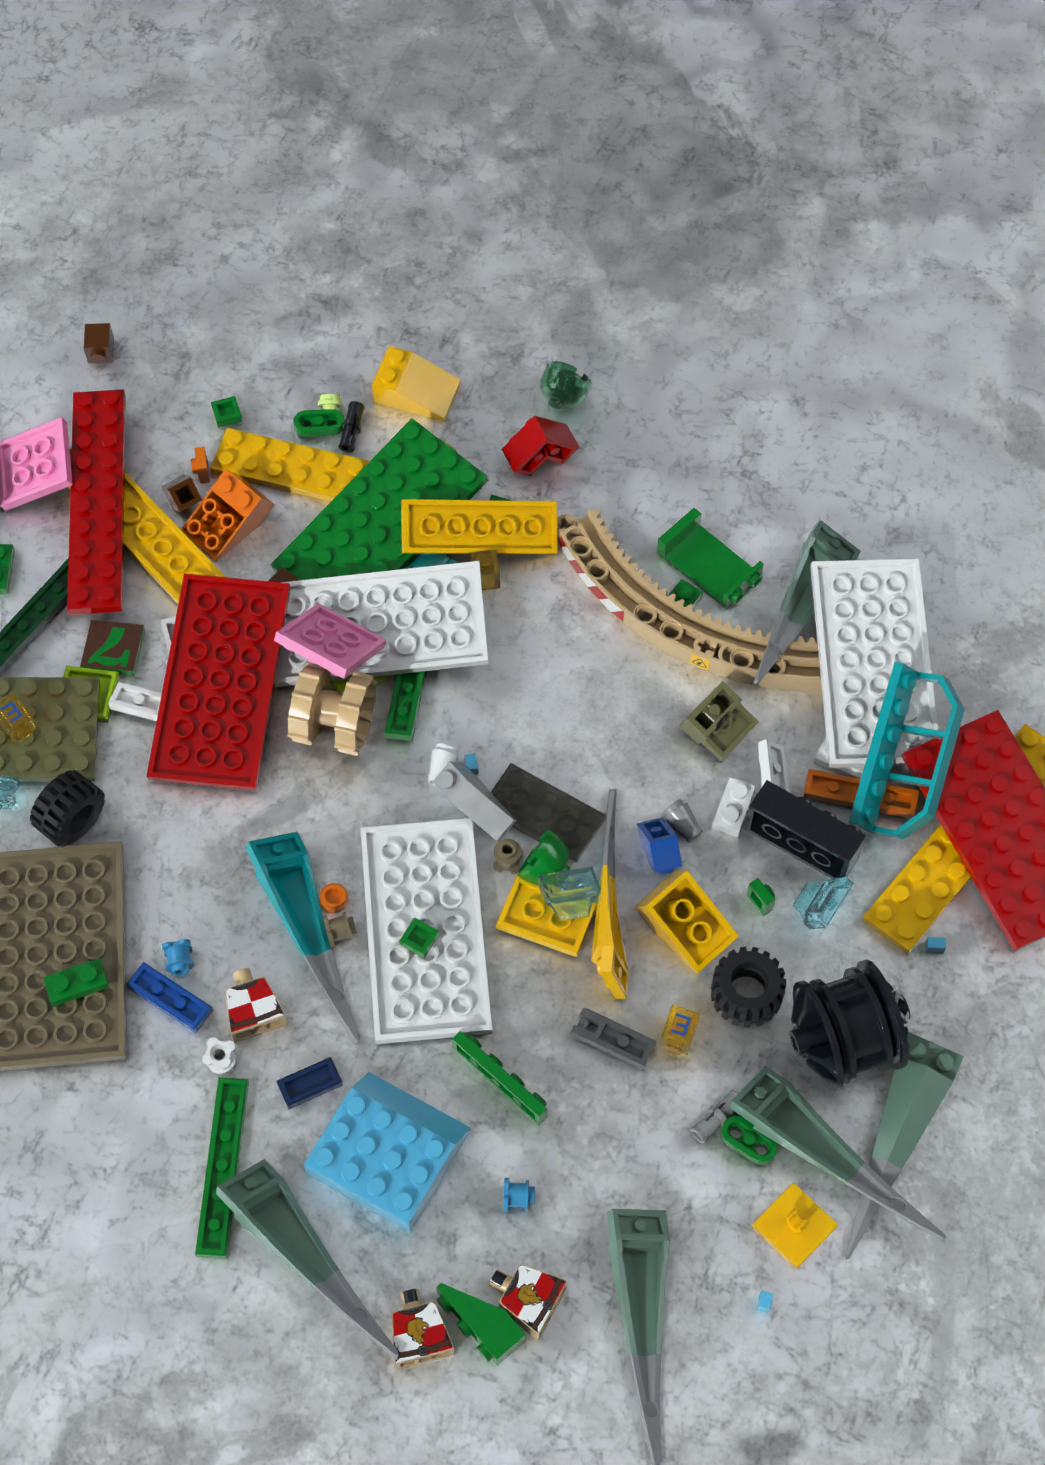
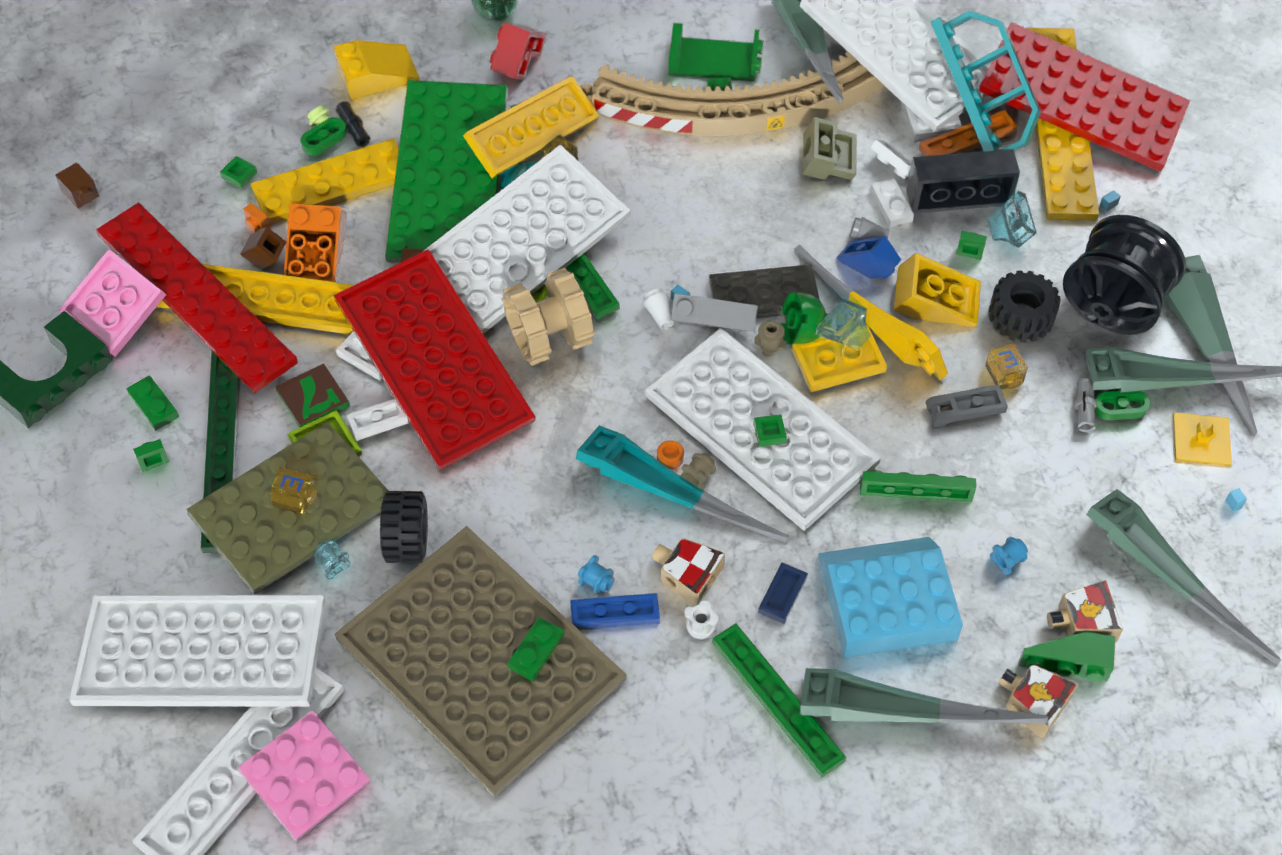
camera: 40 degrees left, 5 degrees down
(330, 640) = (505, 266): bright pink plate -> none

